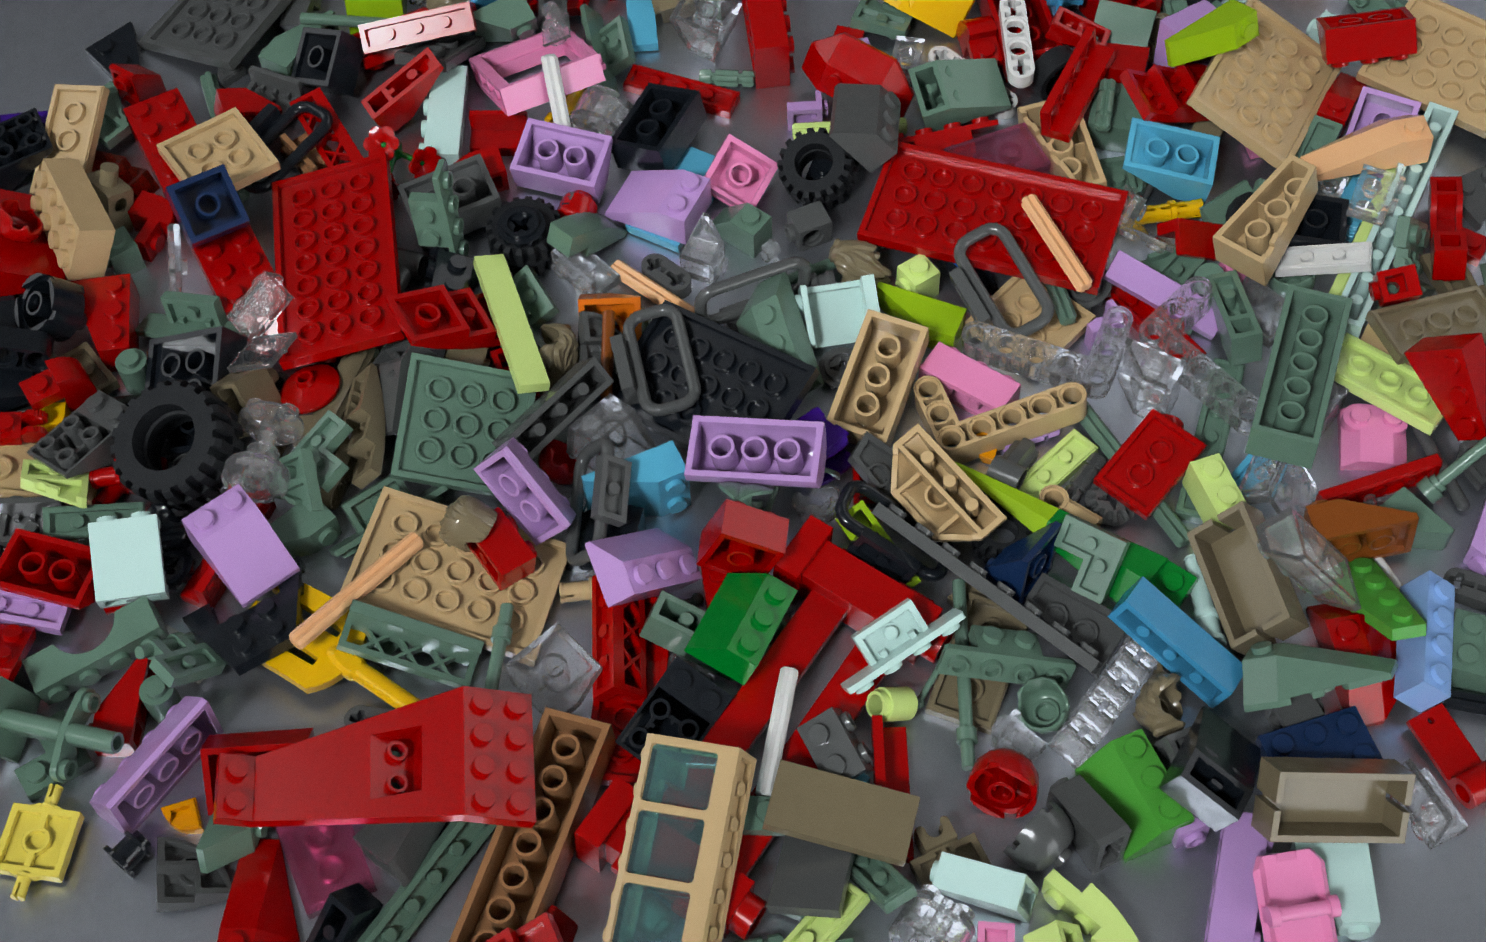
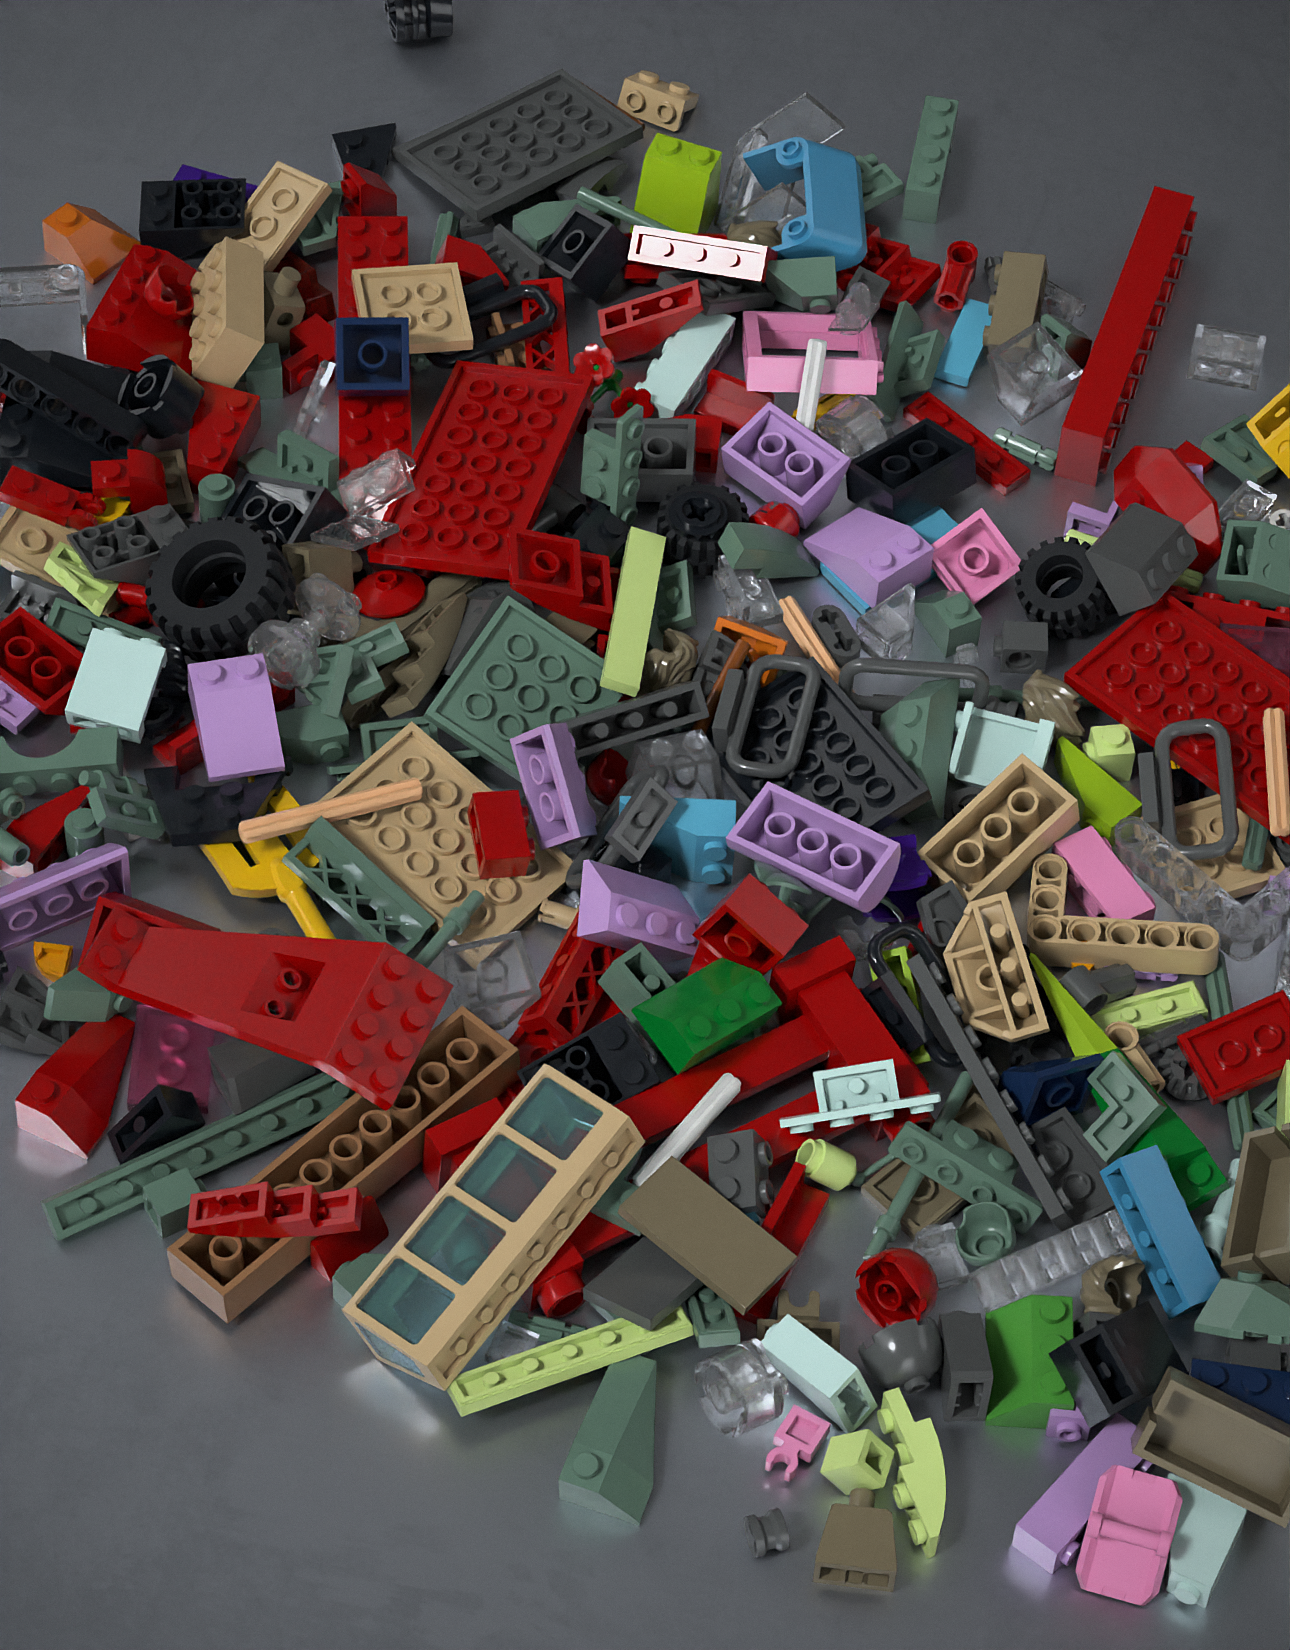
camera: 20 degrees right, 5 degrees down
(466, 521) = (476, 789): dark tan hair -> none

